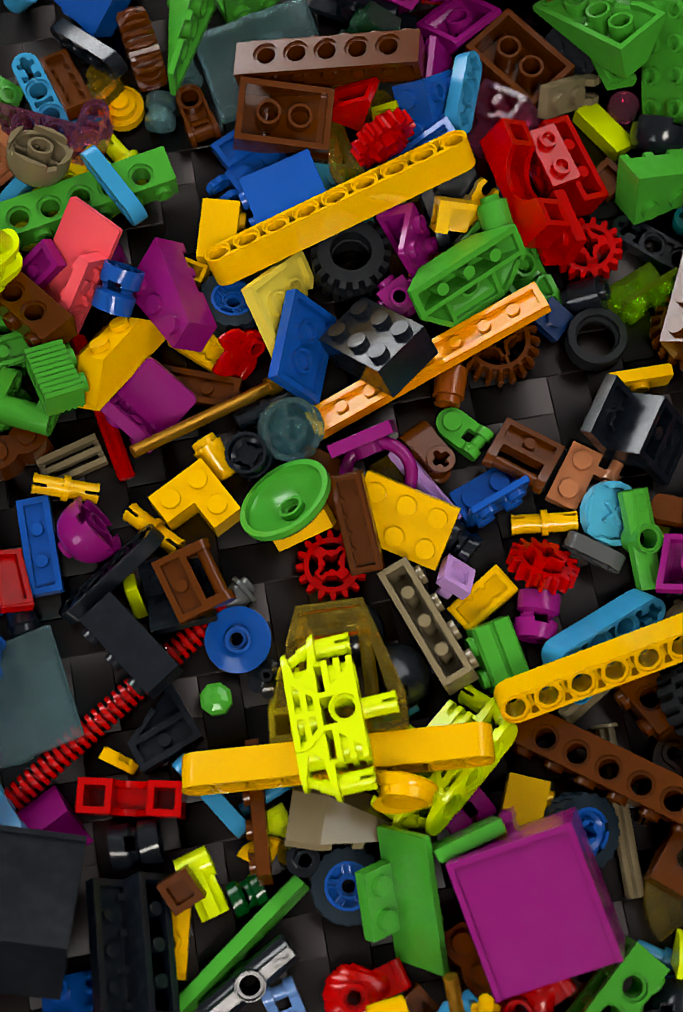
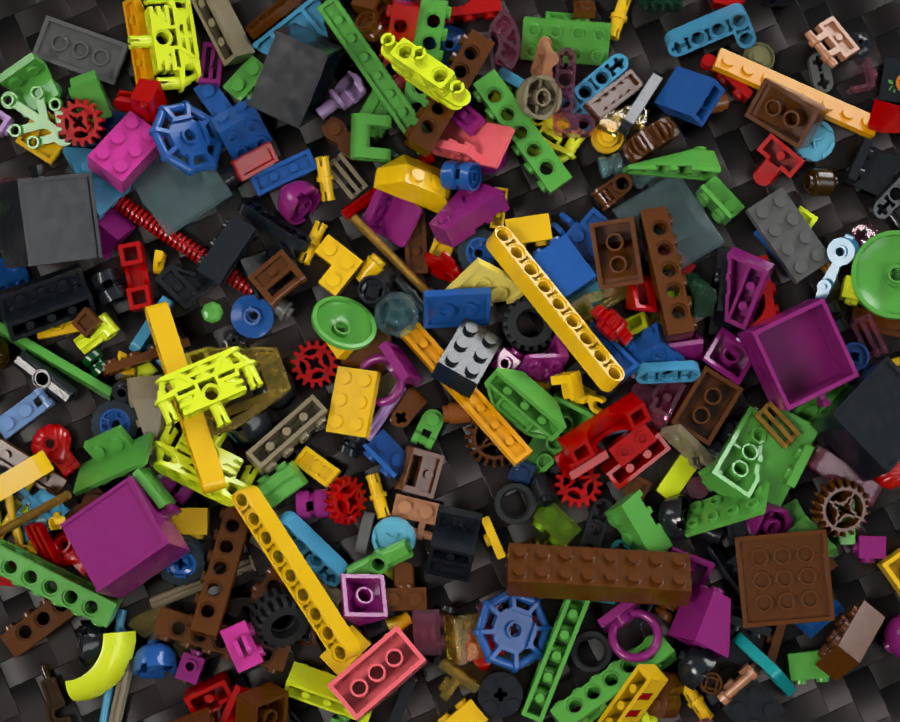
camera: 75 degrees right, 10 degrees up
(55, 376) = (386, 153): bright green brick -> none
(113, 185) = (530, 153): dark azure beam -> none
(134, 597) = (264, 243): neon yellow tile -> none
(357, 523) = (341, 373): reddish brown plate -> none
(403, 792) = (171, 441): yellow piece -> none
(454, 578) = (325, 445): lavender tile -> none
(493, 212) = (575, 414): bright green brick -> none

